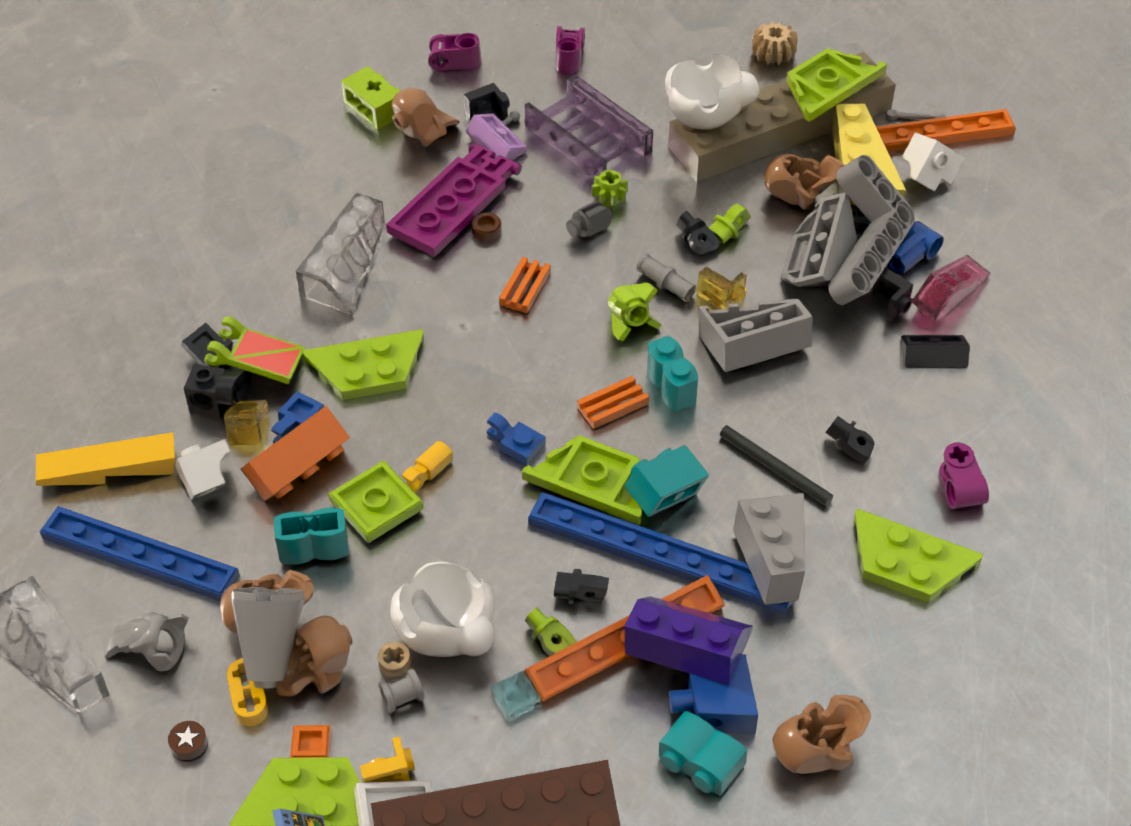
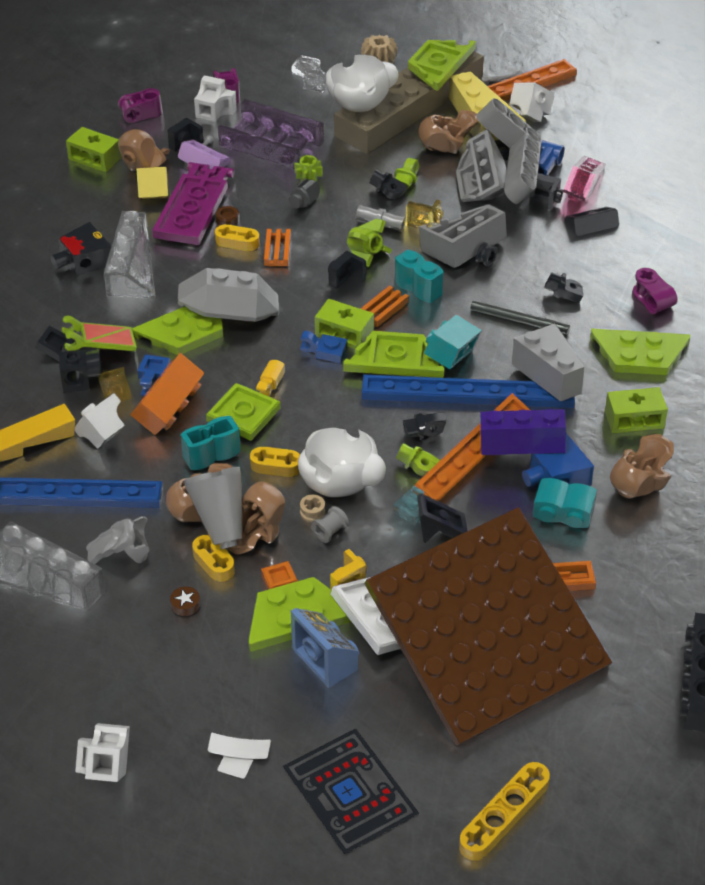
camera: 20 degrees left, 5 degrees down
(293, 229) = (82, 250): none -> black torso
(379, 584) = (274, 461): none -> yellow beam
(417, 160) = (152, 183): none -> light yellow piece
(429, 341) = (228, 295): none -> light grey wedge
(479, 256) = (237, 237): none -> yellow beam
(533, 726) = (439, 518): none -> black slope
(541, 65) = (214, 99): none -> white brick
(550, 413) = (344, 322): none -> lime brick
(588, 336) = (345, 267): none -> black bracket
(678, 47) = (310, 71): none -> clear tile
(773, 365) = (486, 254): none -> black bush
(858, 645) = (636, 410): none -> lime brick

